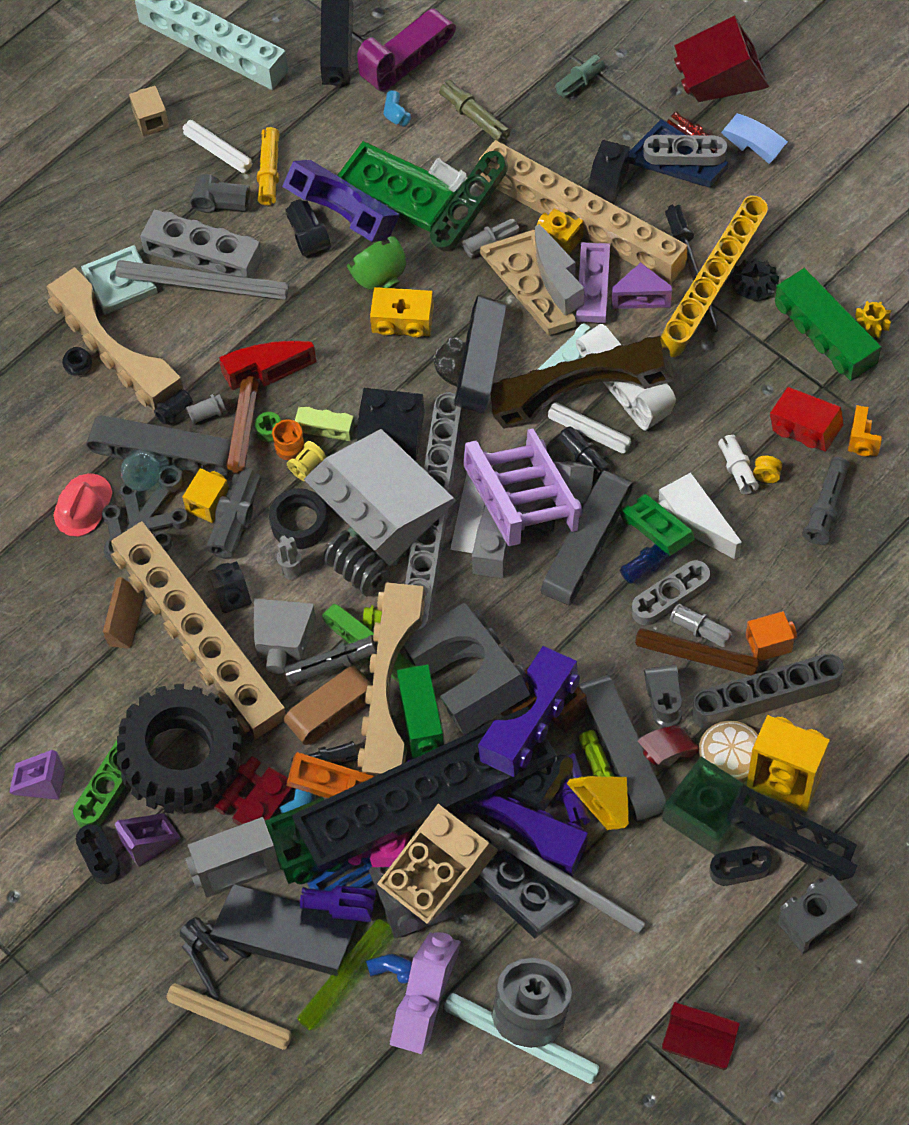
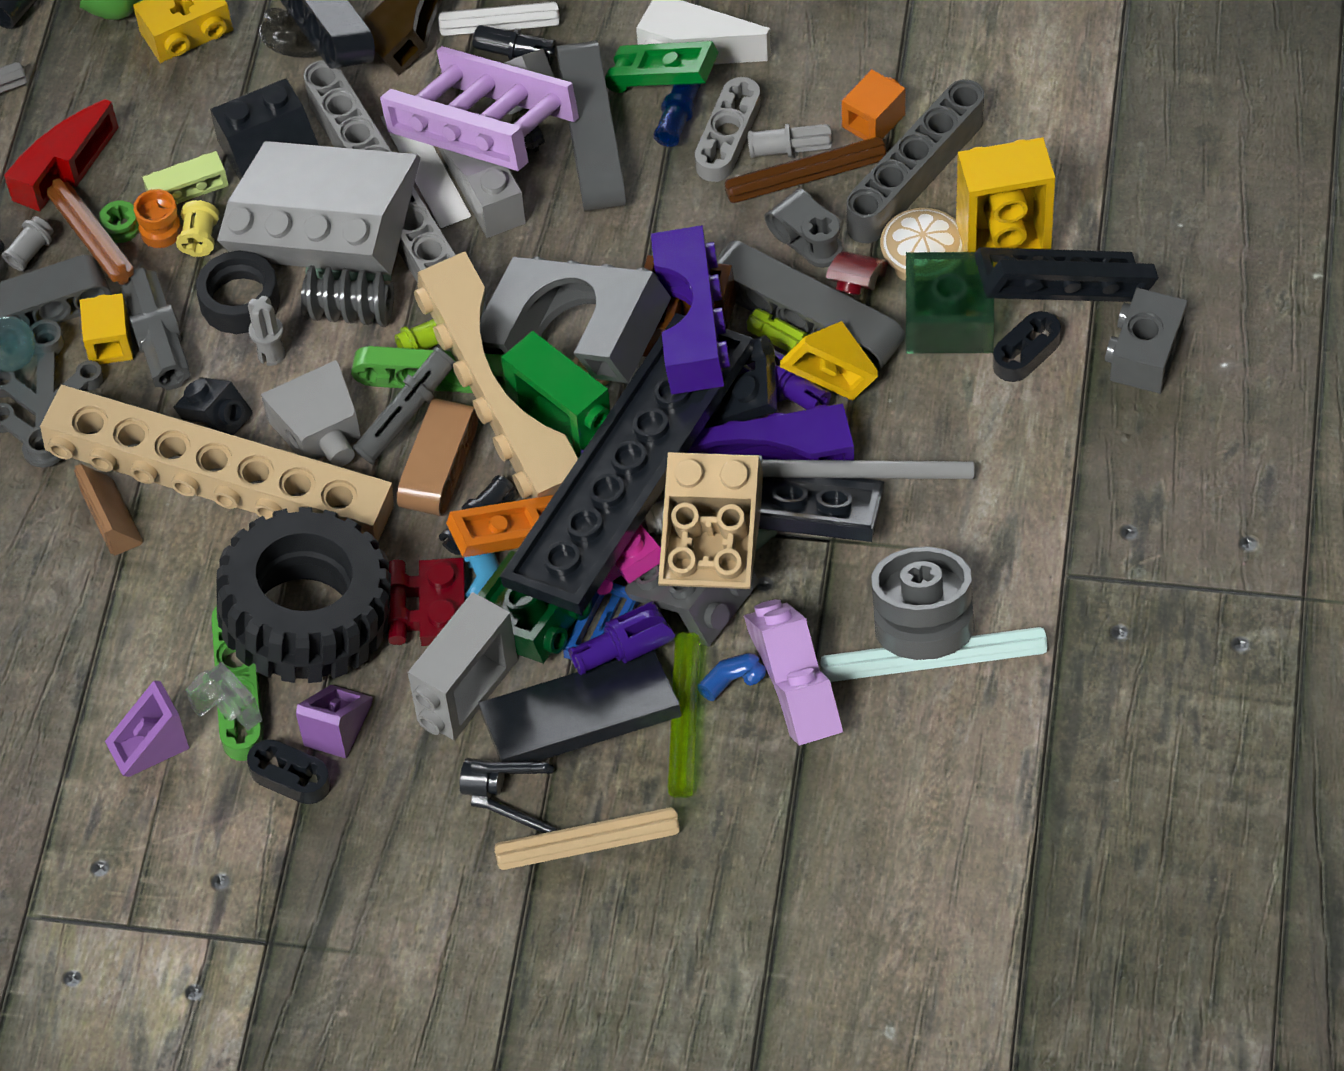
camera: 35 degrees left, 5 degrees down
(91, 784) = (223, 689): none -> clear bracket
(700, 1036) = (1123, 530): dark red panel -> none

